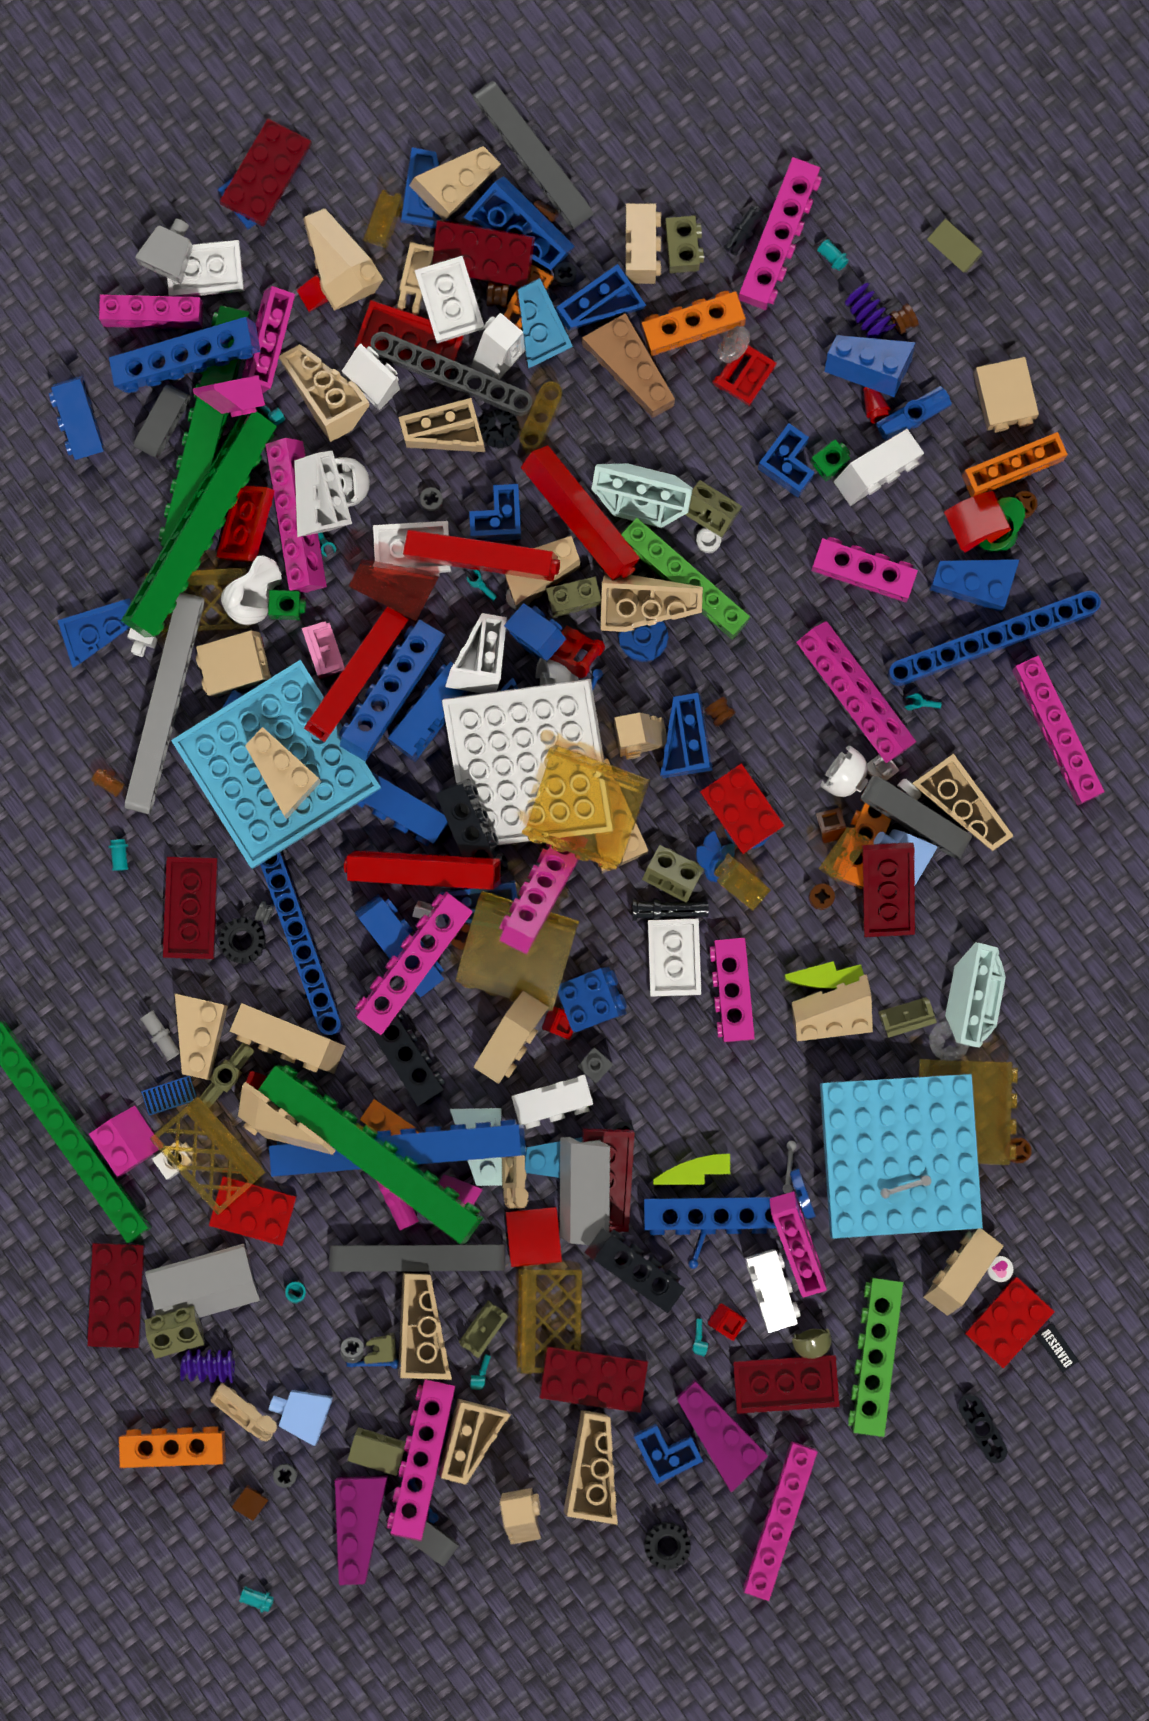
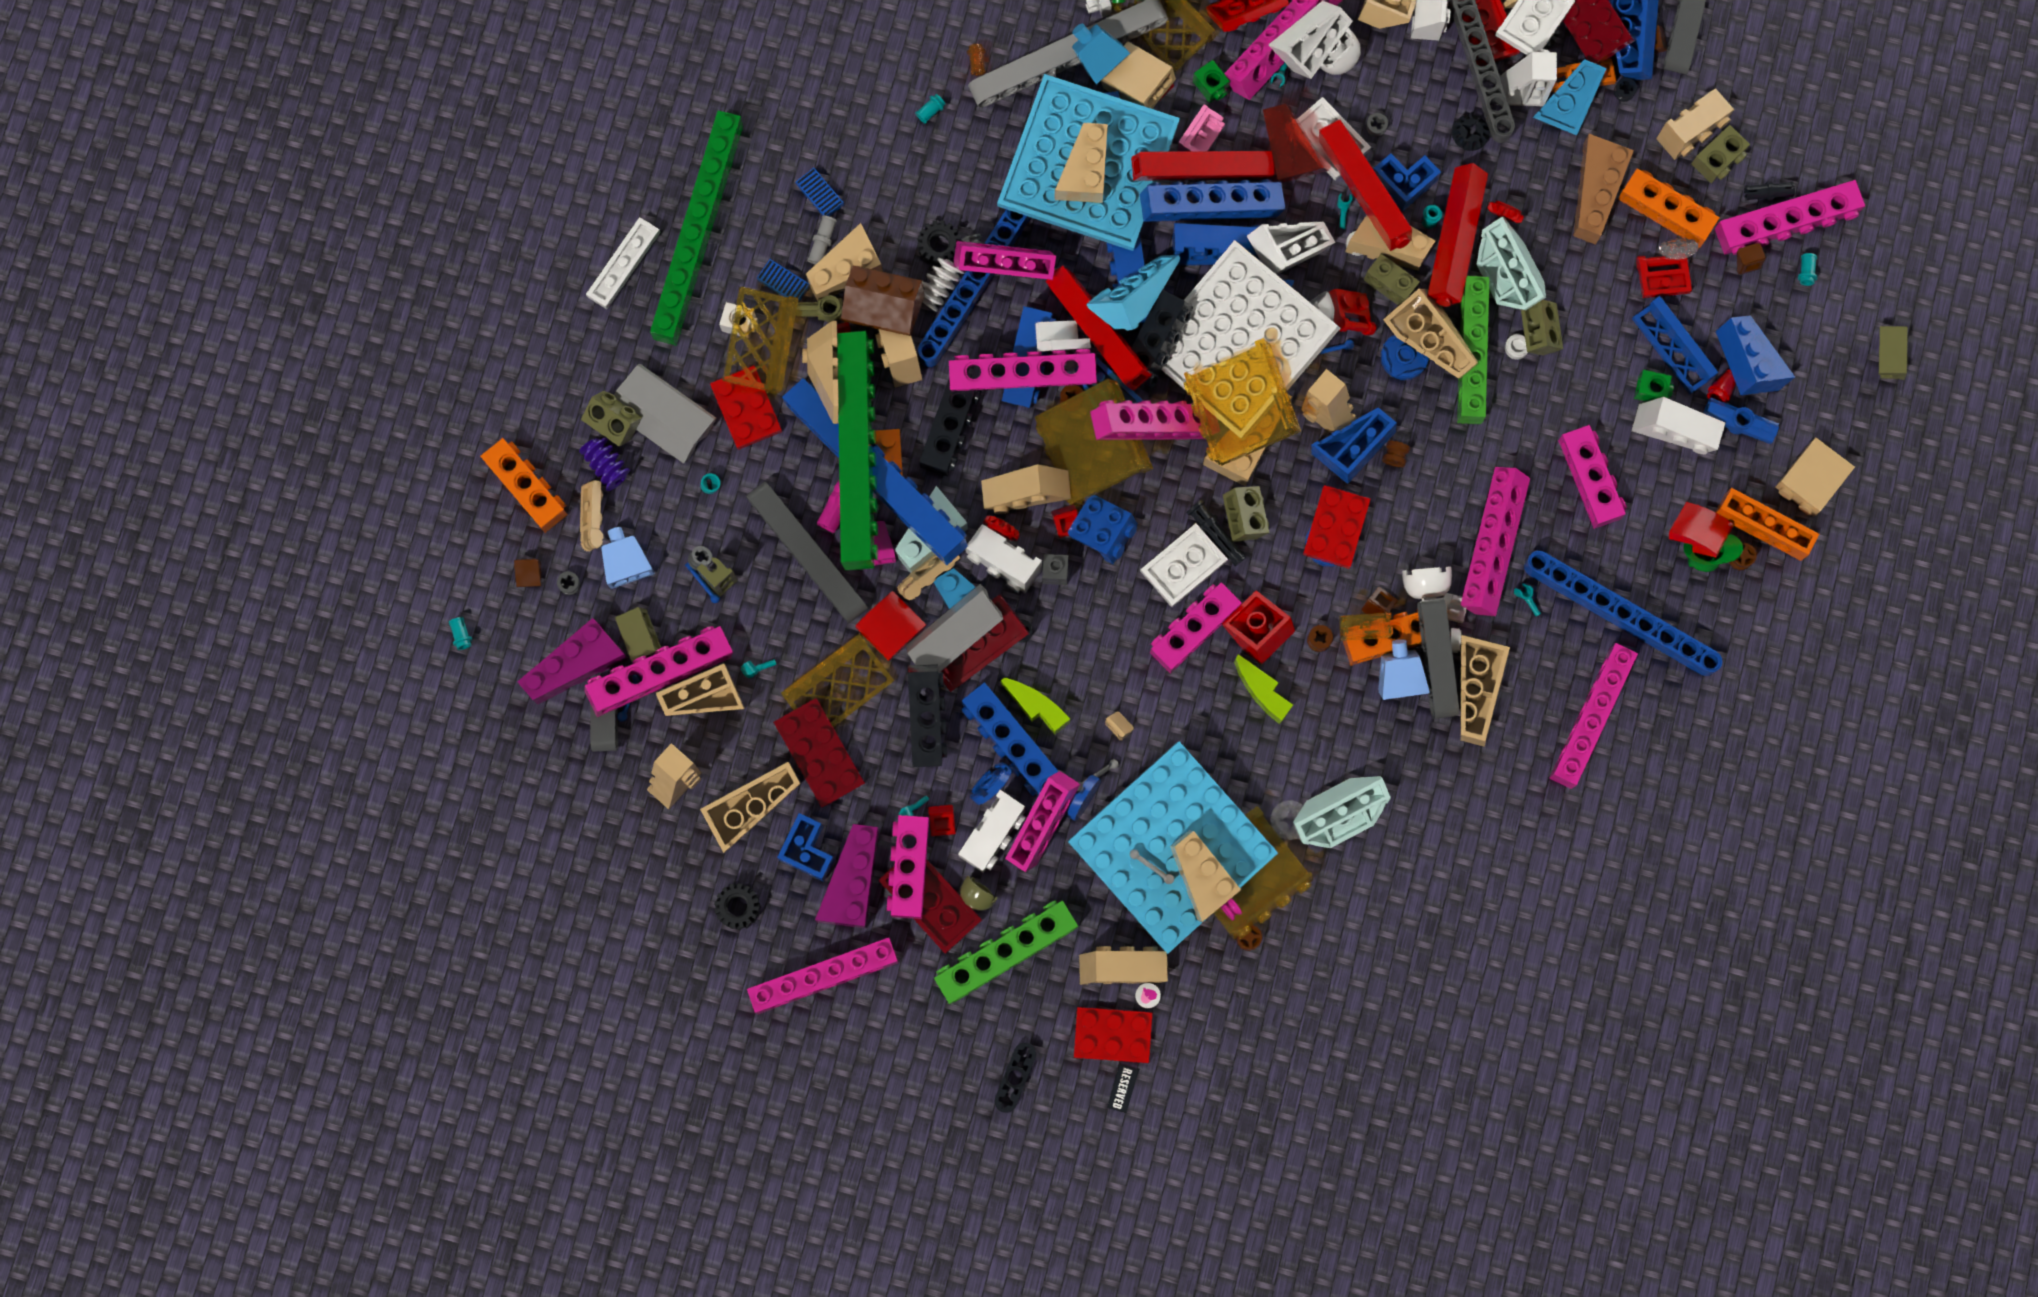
camera: 50 degrees right, 5 degrees down
(45, 1217) = (623, 263): none -> white plate
(116, 1295) = (605, 358): dark red plate -> none
(117, 1005) = (819, 193): none -> tile
(125, 1141) = (722, 274): dark pink slope -> none
(187, 679) = (1098, 51): none -> dark azure torso
(190, 908) = (933, 188): dark red plate -> none
(248, 596) = (1196, 46): white piece -> none
(259, 1030) = (882, 300): none -> reddish brown slope
(279, 968) = (939, 283): none -> white piece
(305, 902) = (1004, 260): none -> dark pink brick
(408, 909) = (1059, 336): none -> white panel
(421, 1338) = (751, 597): tan wedge -> none
(424, 824) = (1135, 296): none -> medium azure wedge
(444, 428) = (1437, 89): tan wedge -> none
(483, 1328) = (792, 643): olive hinge -> none
(497, 295) = (1568, 52): reddish brown wheel -> none
(526, 1083) = (1002, 528): none -> red gear
(535, 632) = (1341, 268): blue brick -> none
(541, 405) = (1512, 146): clear yellow beam -> none
(546, 514) = (1431, 215): none -> teal pin
(591, 457) = (1506, 211): none -> red gear
(600, 300) = (1627, 126): blue wedge -> none
(693, 1263) = (966, 760): blue hinge -> none
(712, 855) = (1284, 533): blue plate -> none
(731, 1260) = (990, 783): none -> blue tile
(741, 882) = (1281, 568): clear yellow hinge -> none
(764, 1115) = (1119, 725): none -> tan slope
(774, 939) = (1259, 627): none -> red slope
(781, 461) = (1623, 350): blue brick -> none
(782, 1403) = (912, 906): none -> dark pink brick
(787, 294) = (1750, 258): none -> reddish brown slope
(810, 404) = (1683, 342): none -> blue fence
(835, 1012) = (1240, 714): tan wedge -> none
(868, 312) = (1786, 327): dark purple piece -> none
(888, 889) = (1366, 679): dark red plate -> none
(904, 319) = (1805, 358): reddish brown wheel -> none
(907, 1017) = (1280, 774): olive hinge -> none
(948, 1152) = (1203, 875): none -> tan wedge
(976, 581) = (1654, 565): blue wedge -> none
(986, 1148) = (1231, 909): none -> dark pink bush

